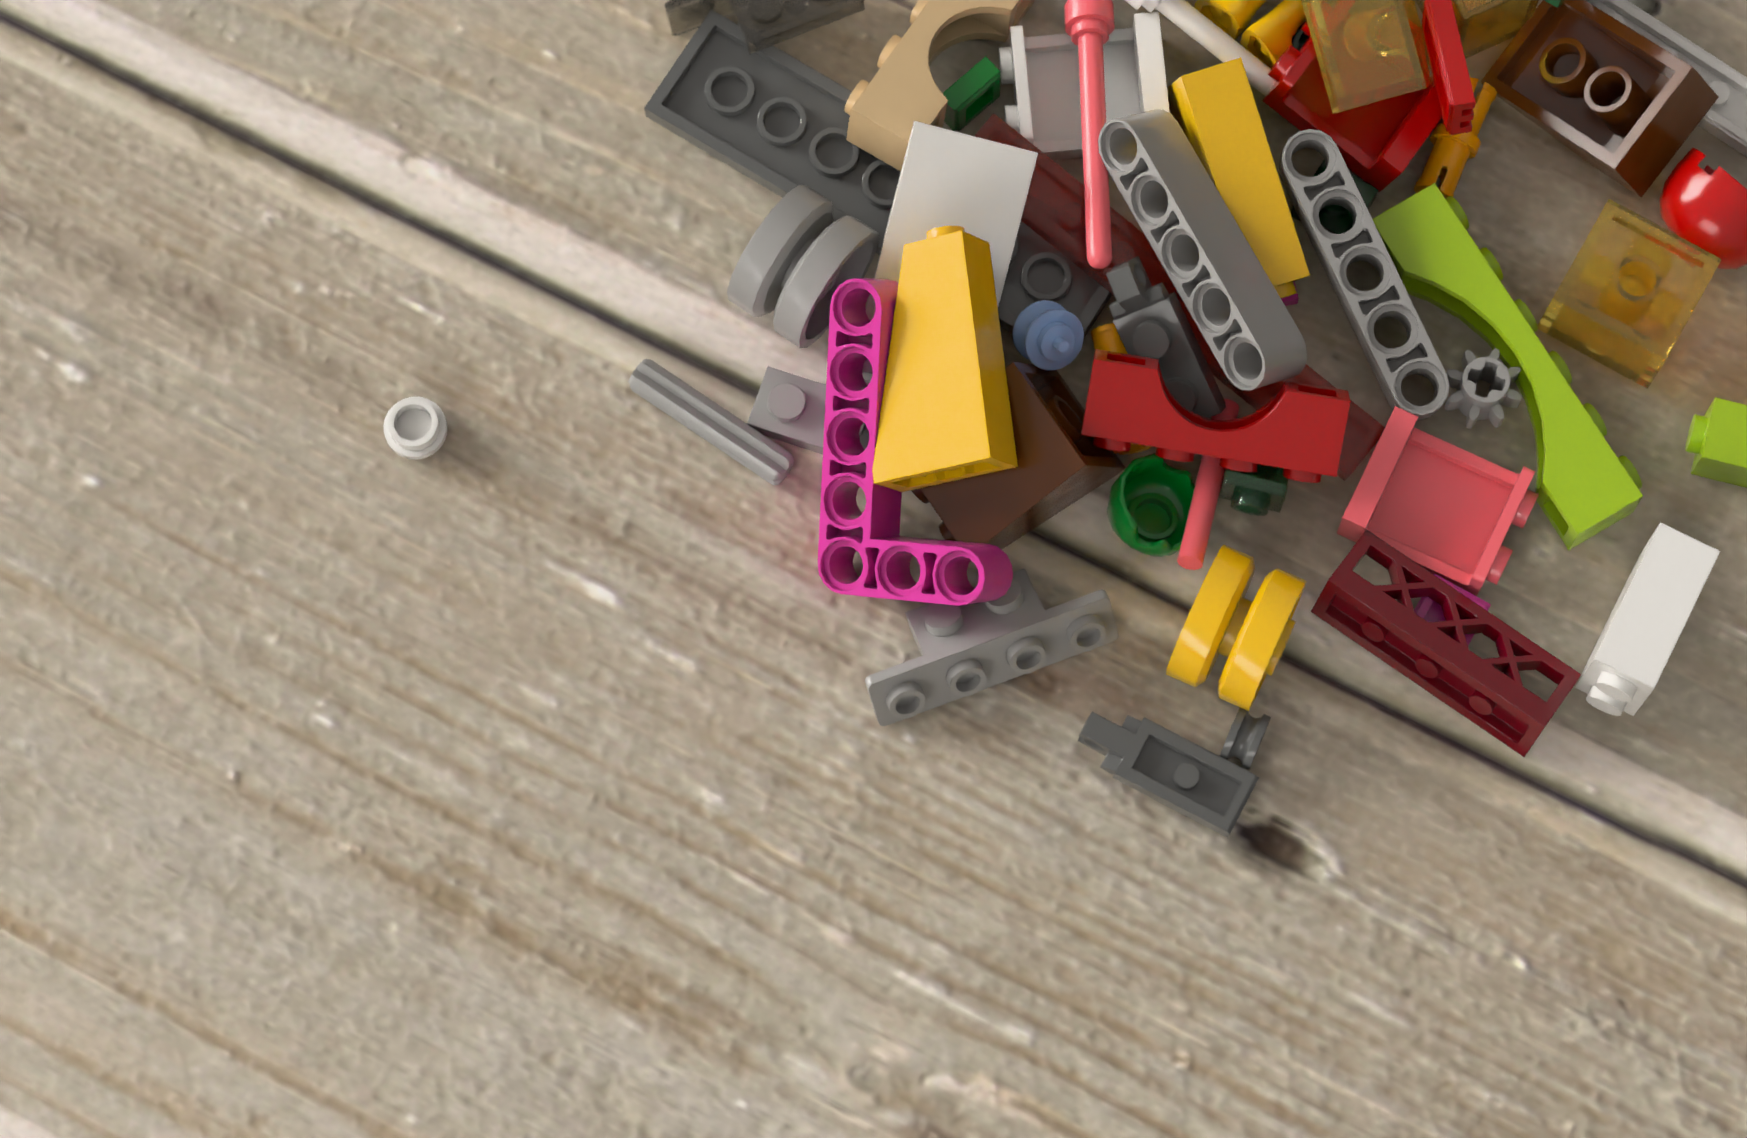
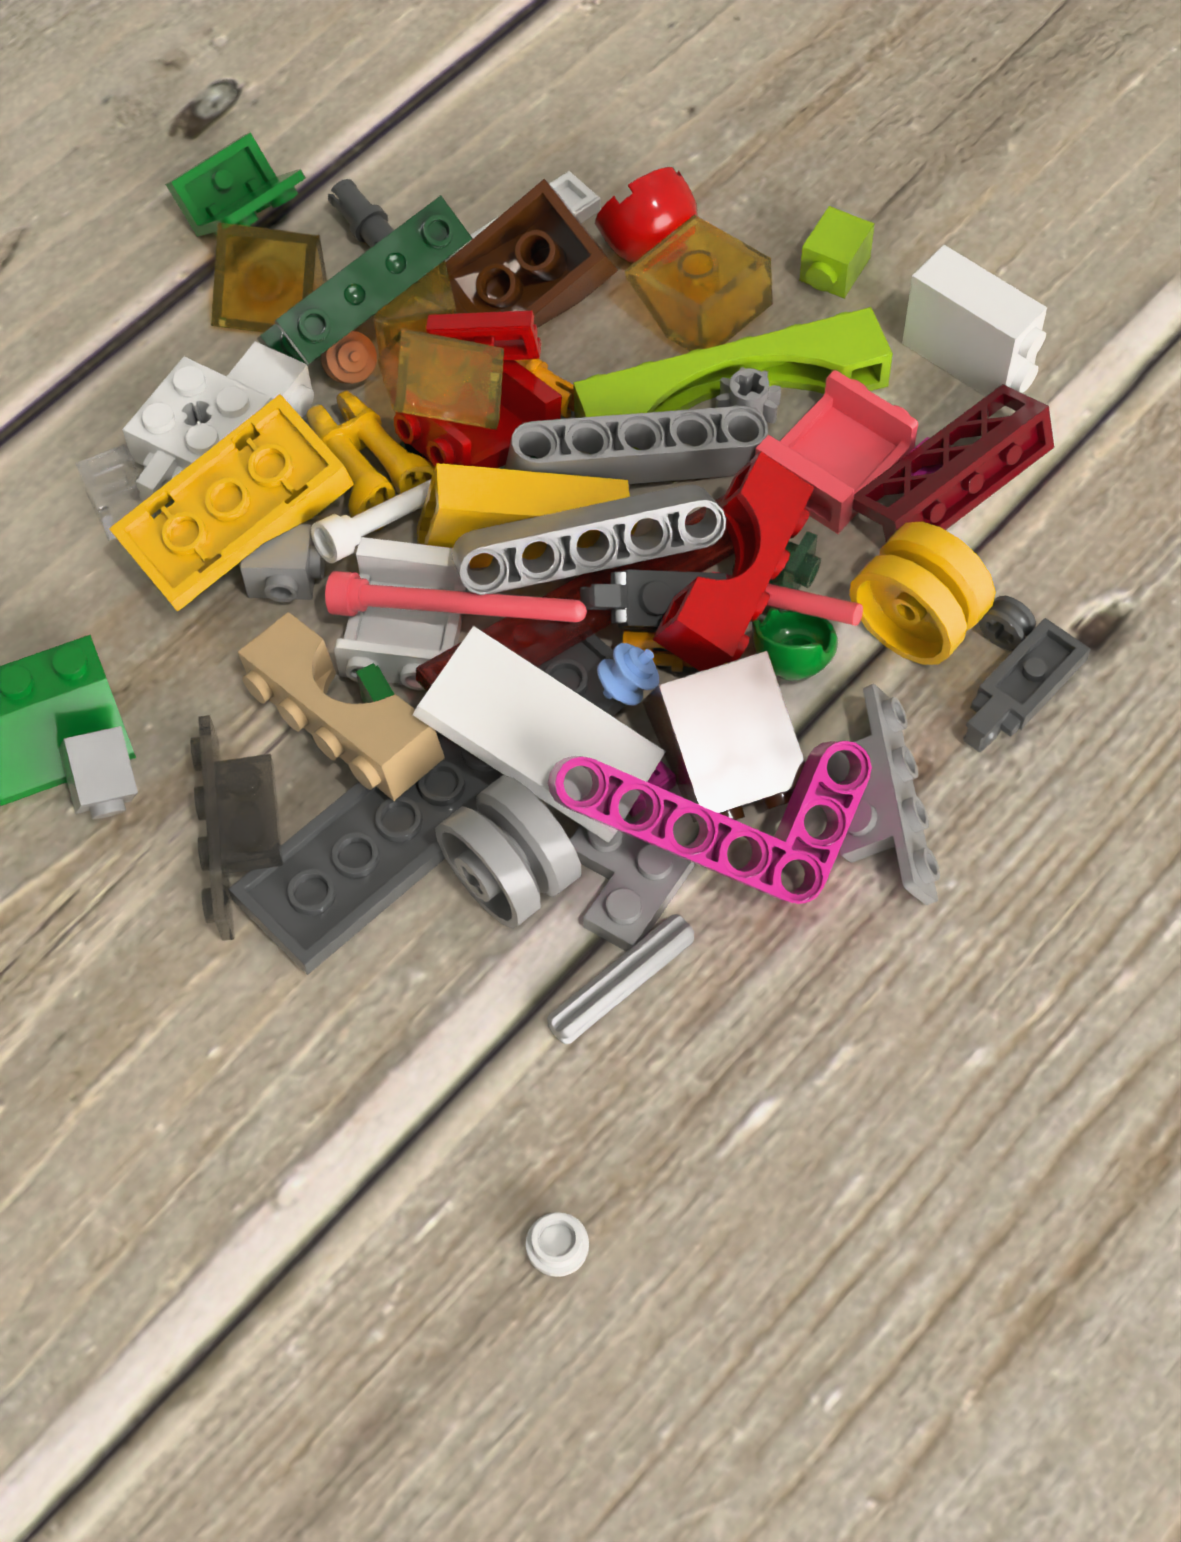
camera: 80 degrees left, 15 degrees down
(945, 371) = (660, 735): yellow slope -> none

